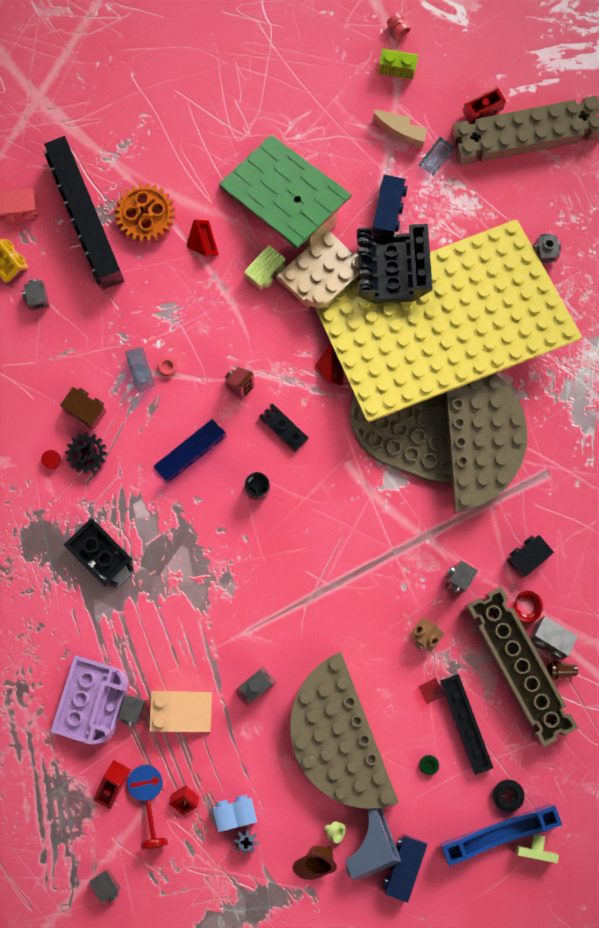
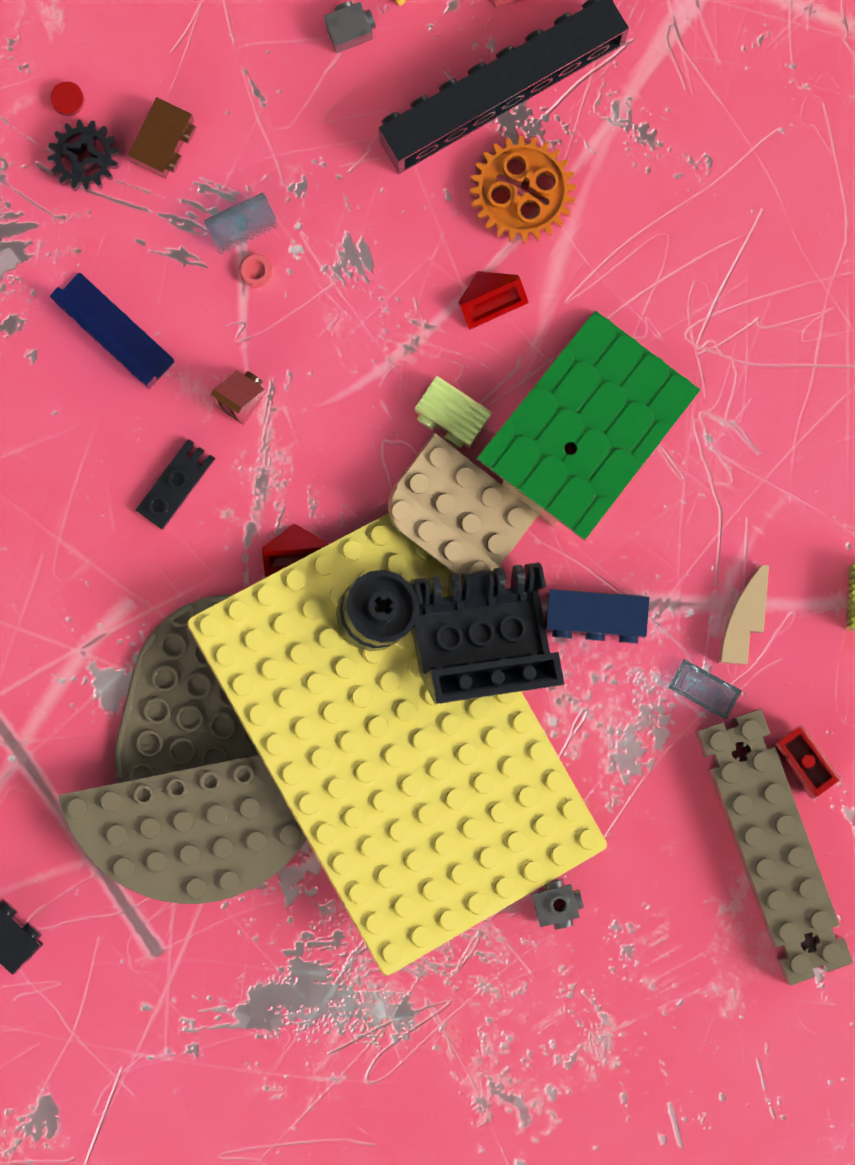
camera: 85 degrees right, 5 degrees up
(257, 486) = (63, 452): black wheel -> none
(374, 316) = (392, 598): none -> black wheel

